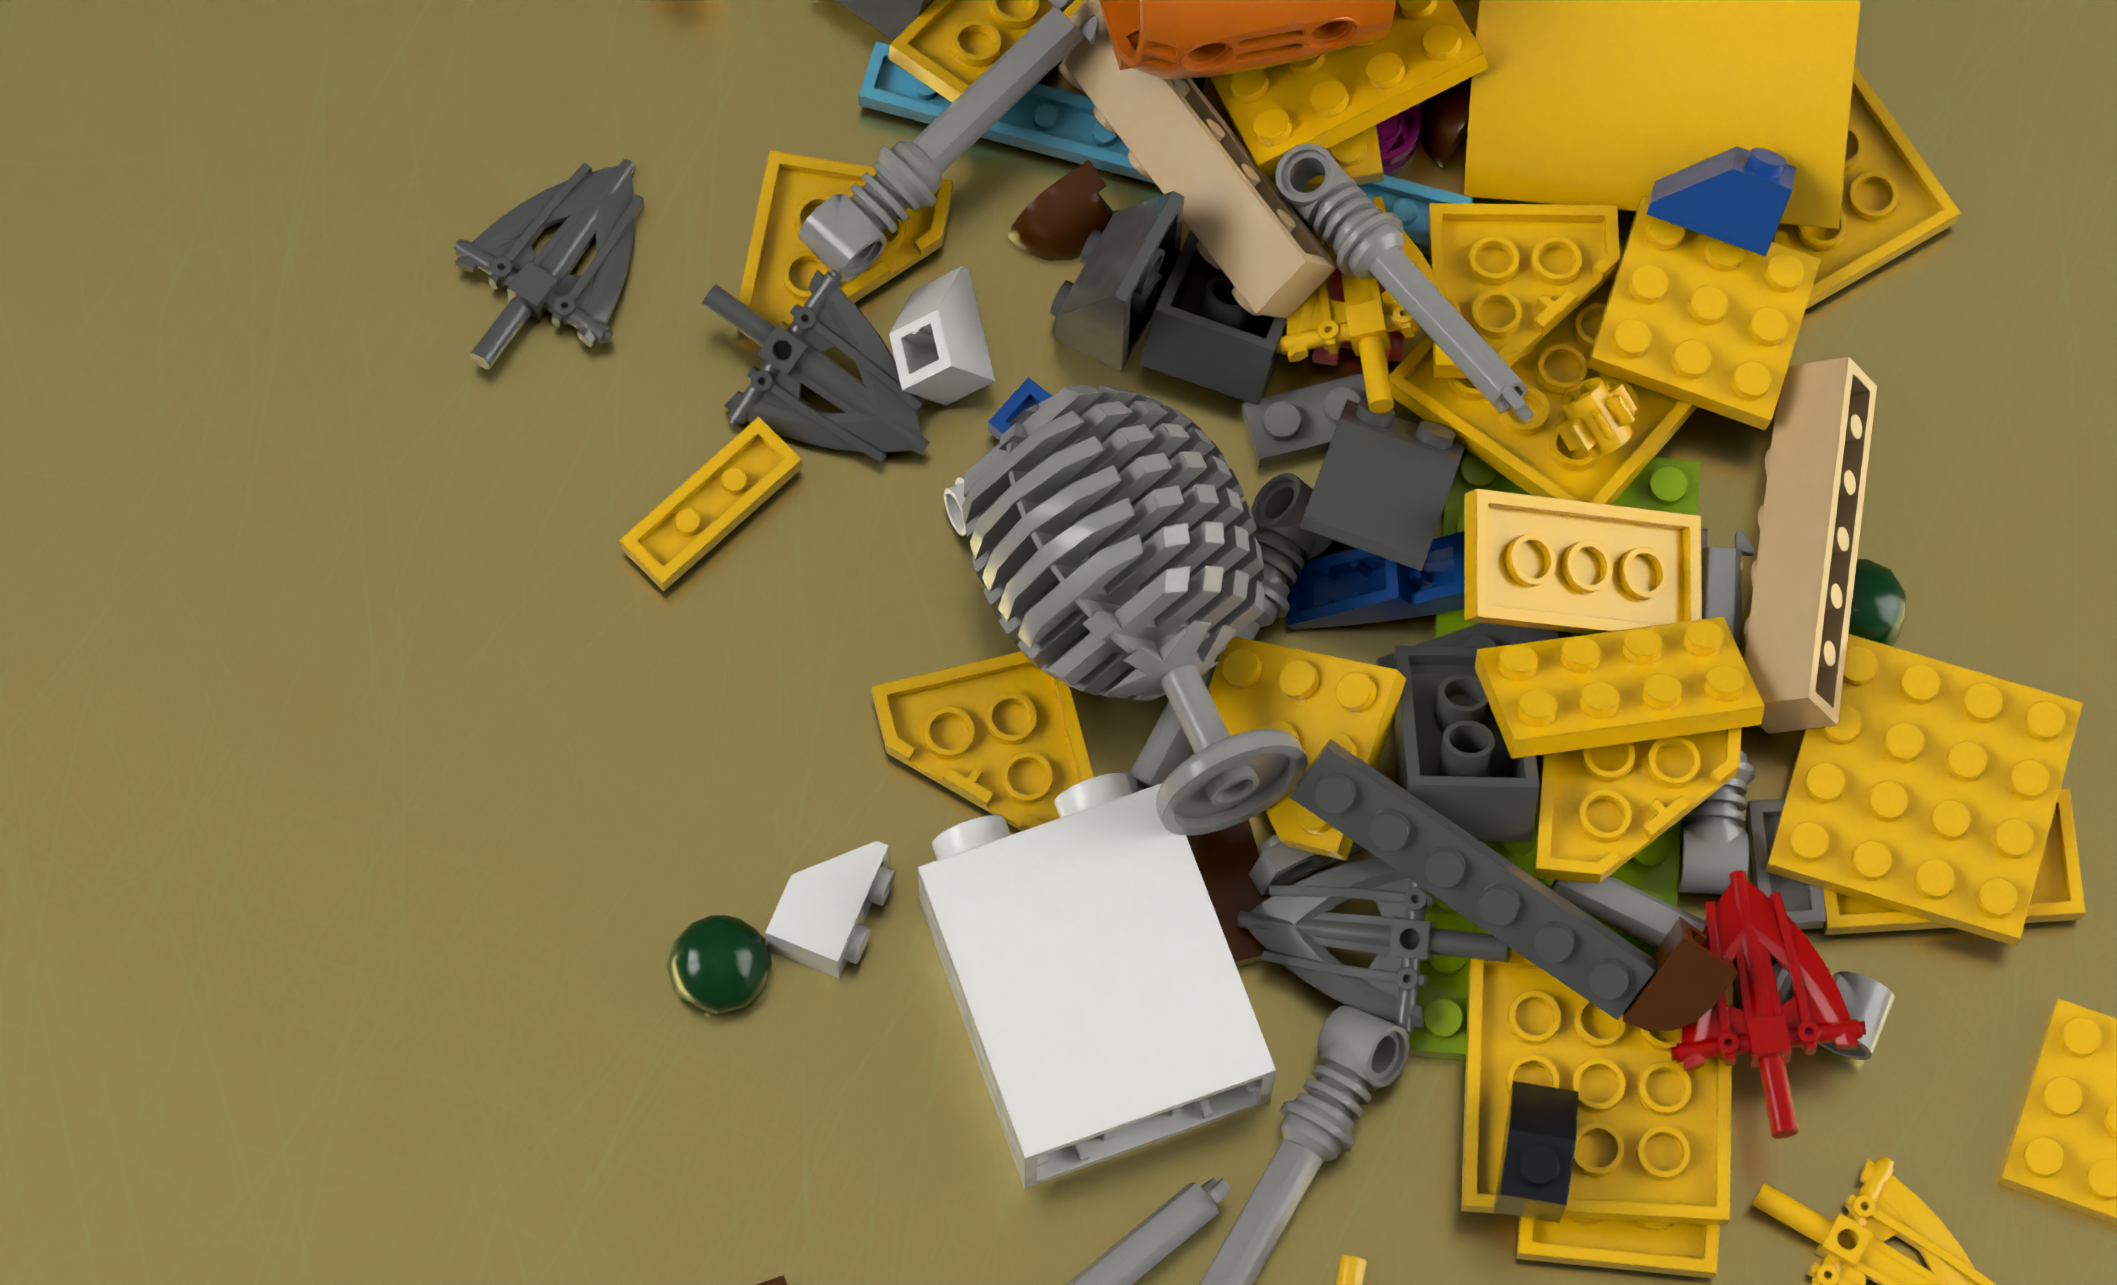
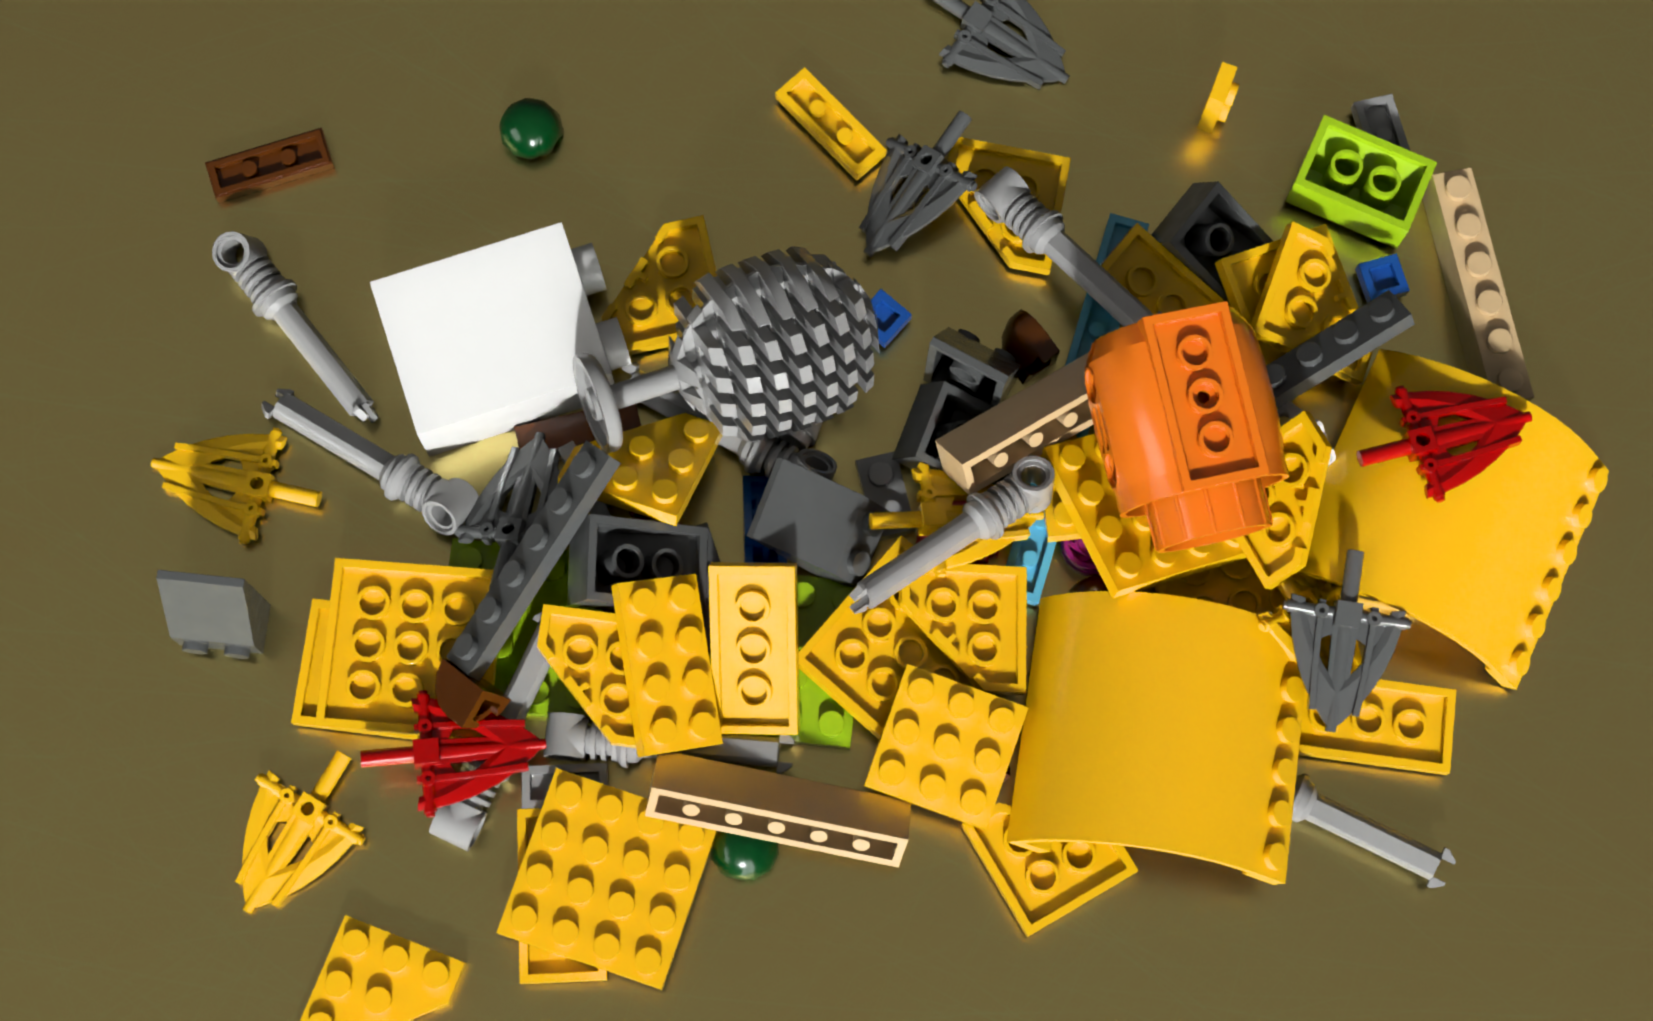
camera: 90 degrees right, 5 degrees up
(826, 908) = (557, 187): white slope -> none
(942, 341) = (937, 259): white slope -> none
(1537, 1152) = (360, 599): black slope -> none
(1596, 417) = (861, 662): yellow gear -> none
(1728, 197) = (1020, 758): blue slope -> none

